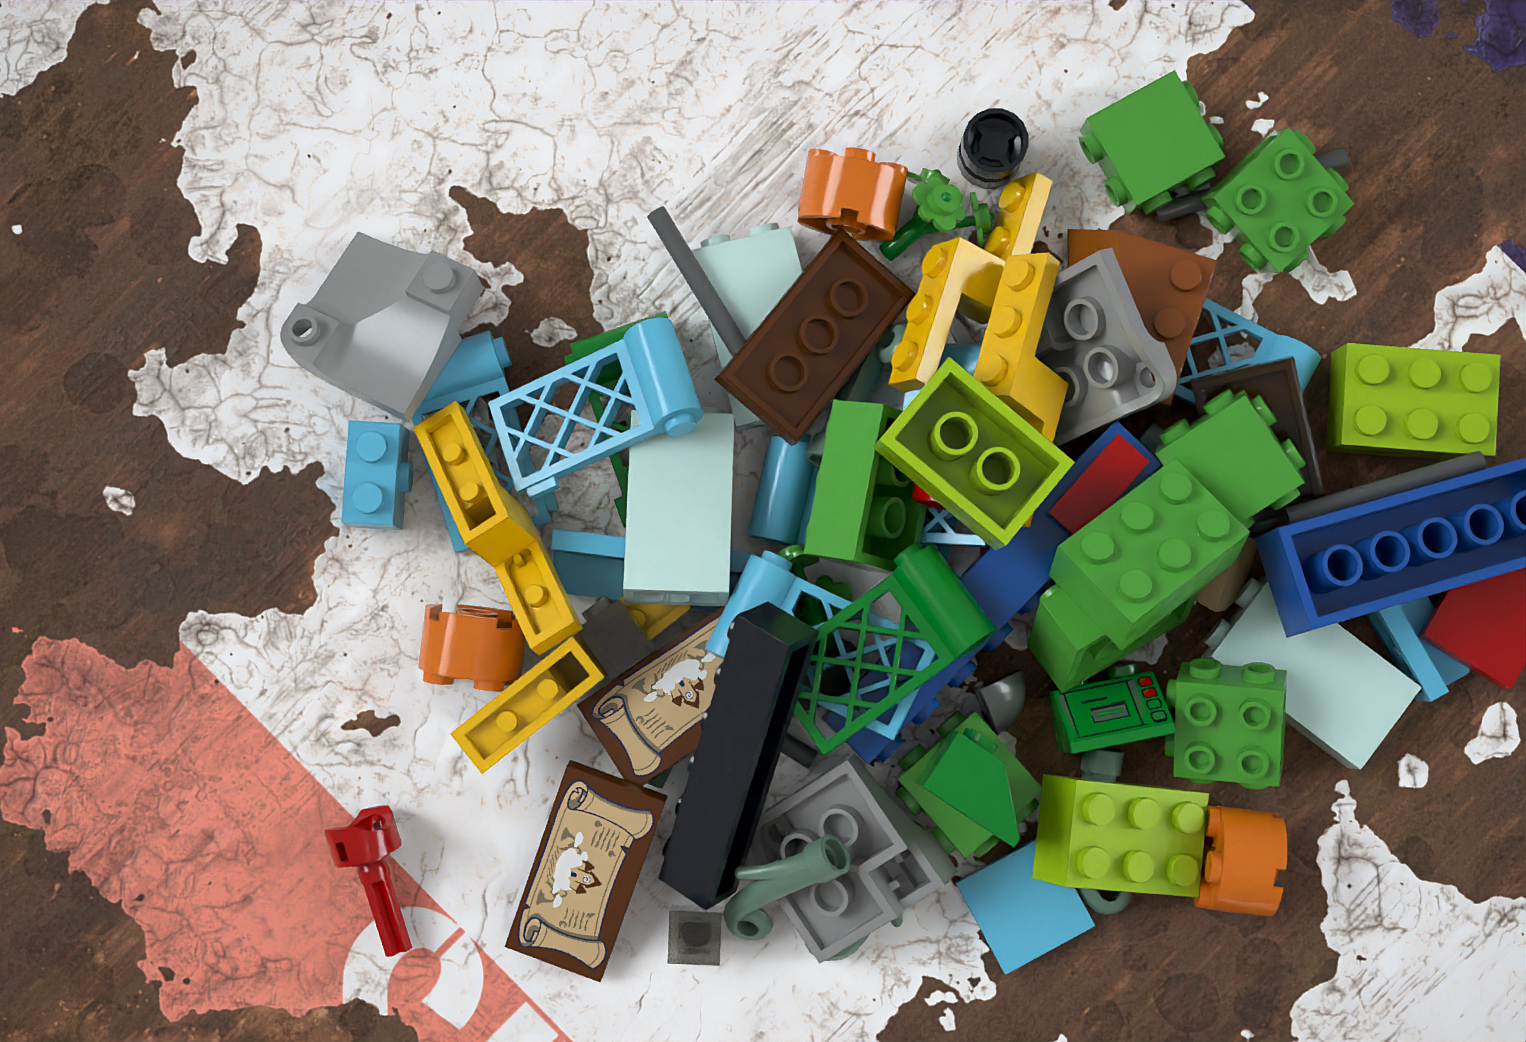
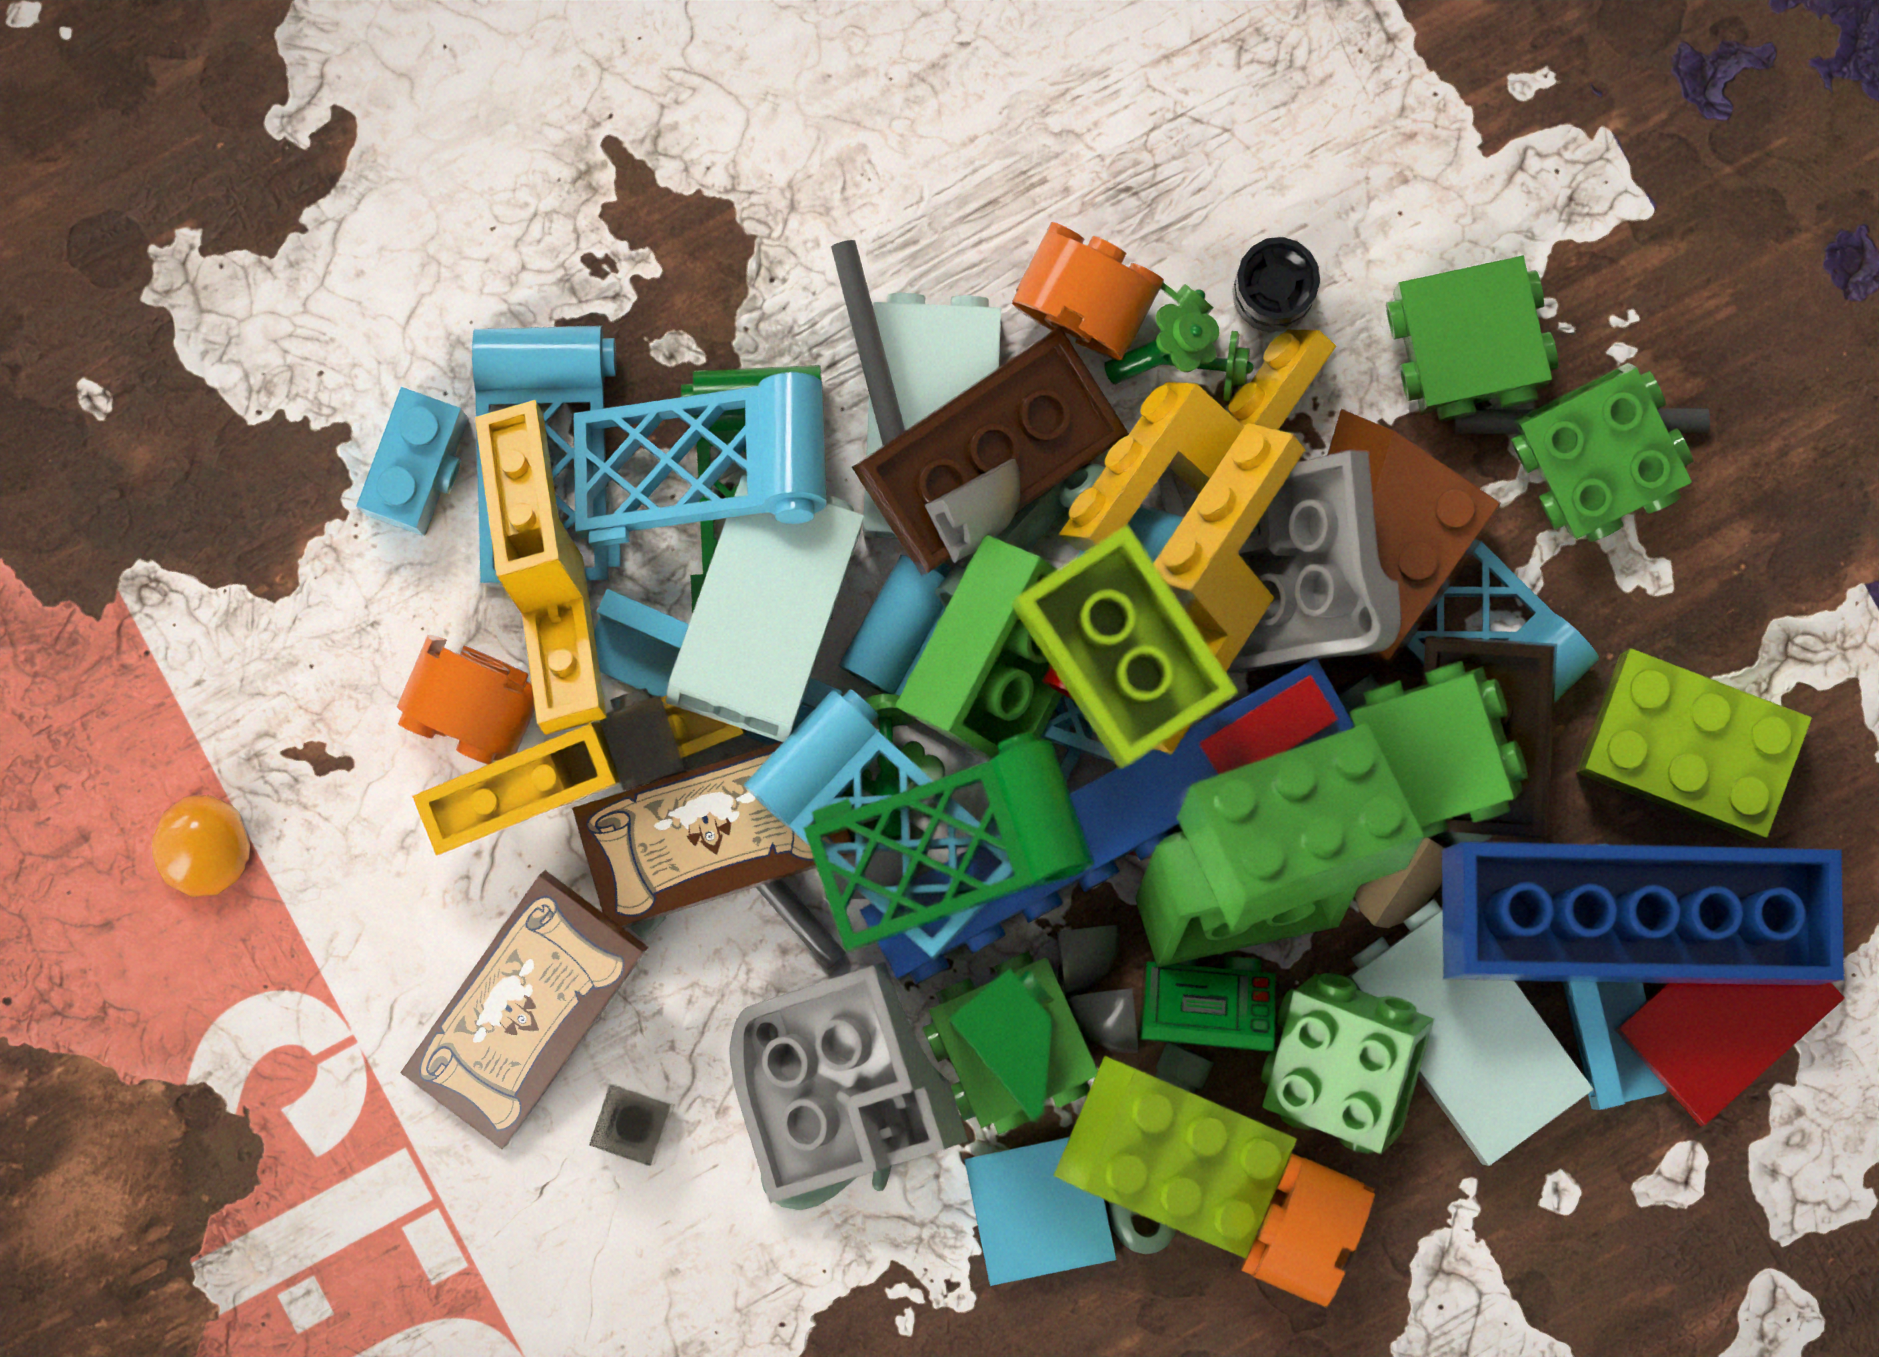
camera: 20 degrees right, 0 degrees up
(297, 817) = (200, 846): none -> light orange hair
(365, 847) = (271, 902): red piece -> none
(383, 323) = (476, 280): light grey slope -> none
(737, 752) = (743, 921): black brick -> none
(818, 862) = (803, 1077): sand green plant -> none
(820, 383) = (977, 509): none -> light grey brick
(1035, 742) = (1107, 1019): none -> dark grey brick
(1385, 487) = (1622, 834): dark grey bar -> none

